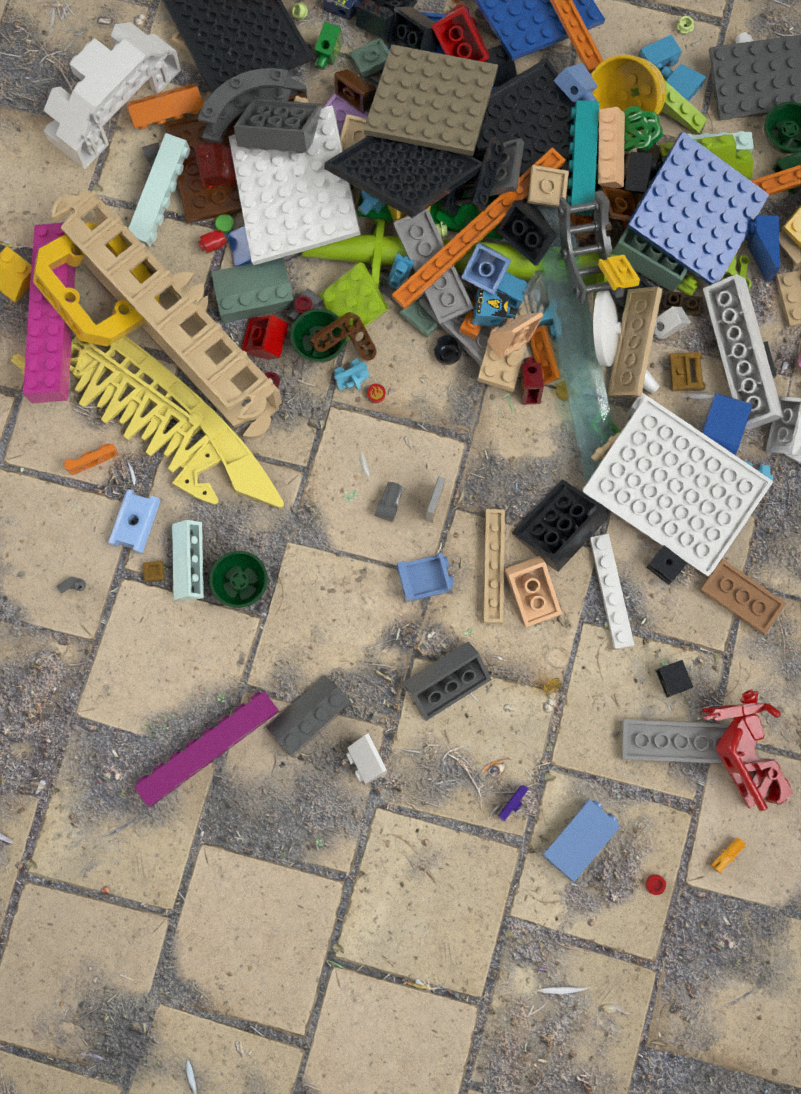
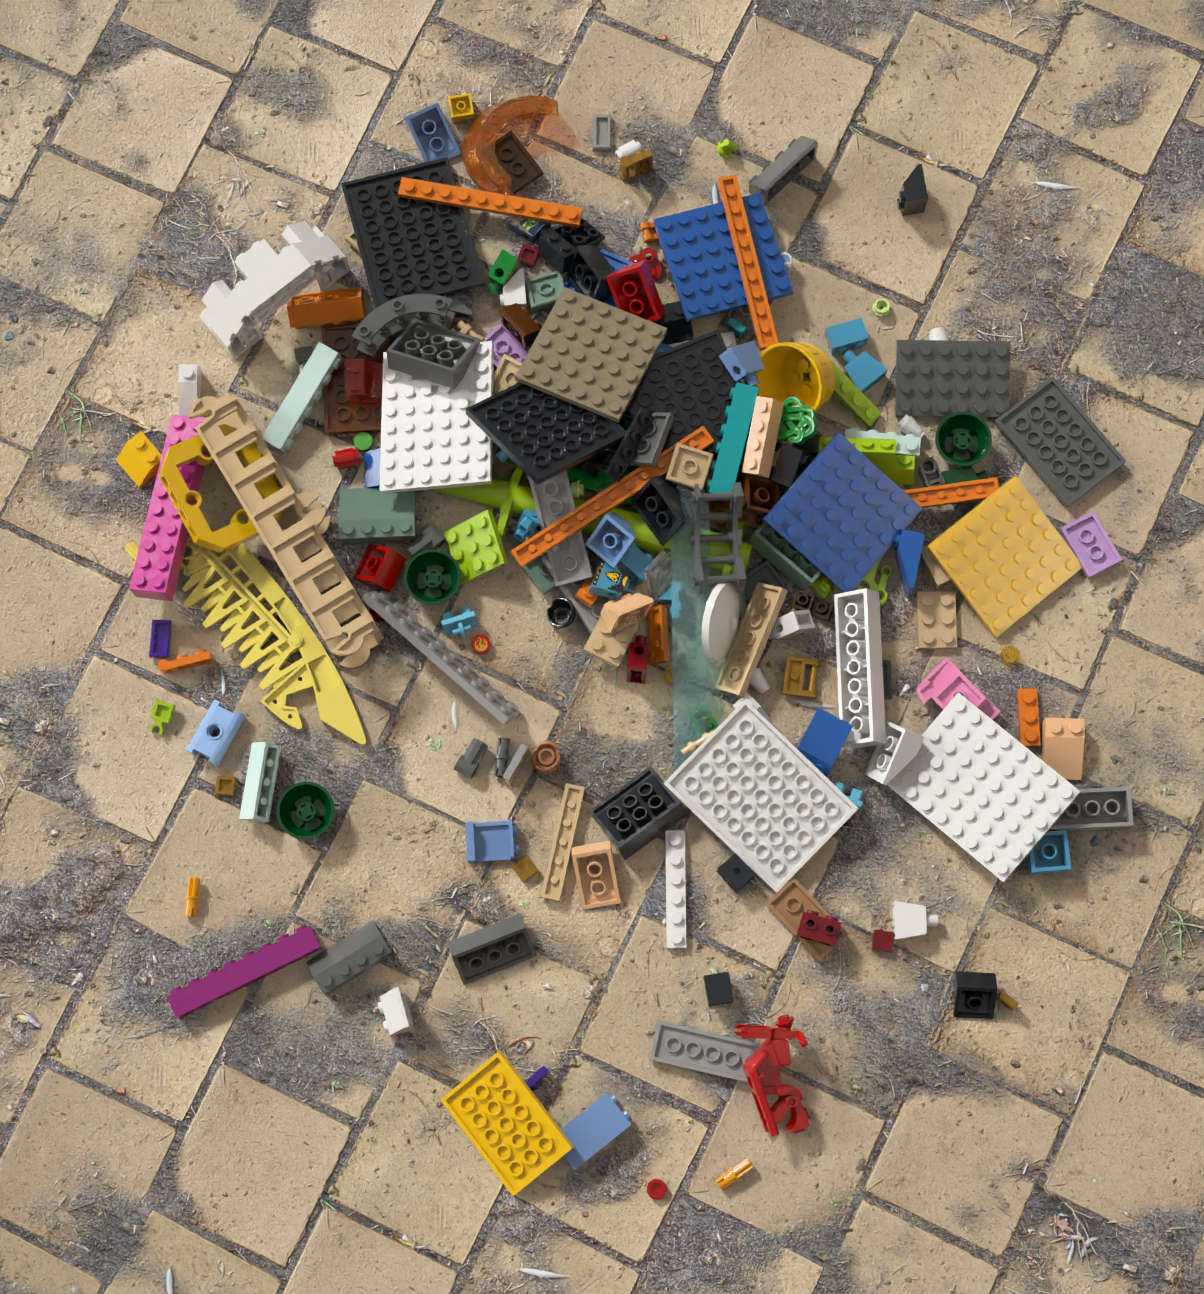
camera: 20 degrees right, 0 degrees up
(45, 197) = (188, 386): none -> white slope
(62, 441) = (160, 639): none -> dark purple plate
(72, 583) = (144, 783): dark grey arm -> none
(77, 512) = (163, 714): none -> lime plate
(141, 684) = (192, 896): none -> light orange axle
(299, 11) = (482, 227): yellowish green plate -> none
(303, 304) = (423, 542): dark red plate -> none
(337, 406) = (440, 655): none -> light grey plate
(341, 60) = (514, 291): none -> white slope
(348, 30) = (528, 256): none -> dark red tile
(351, 331) = (466, 578): reddish brown beam -> none
(418, 496) = (501, 756): none -> dark grey pin
(462, 488) = (546, 757): none -> nougat hair
(462, 598) = (525, 868): none -> pearl gold tile
(498, 848) = (507, 1123): none -> yellow plate
(552, 686) = (595, 973): clear yellow tile -> none
(557, 62) = (736, 326): none -> teal tile
(619, 272) = (740, 569): yellow plate -> none
(735, 125) = (910, 426): none -> white cone
(759, 602) = (819, 928): none -> dark red brick
(769, 165) = (933, 477): none -> dark grey piece

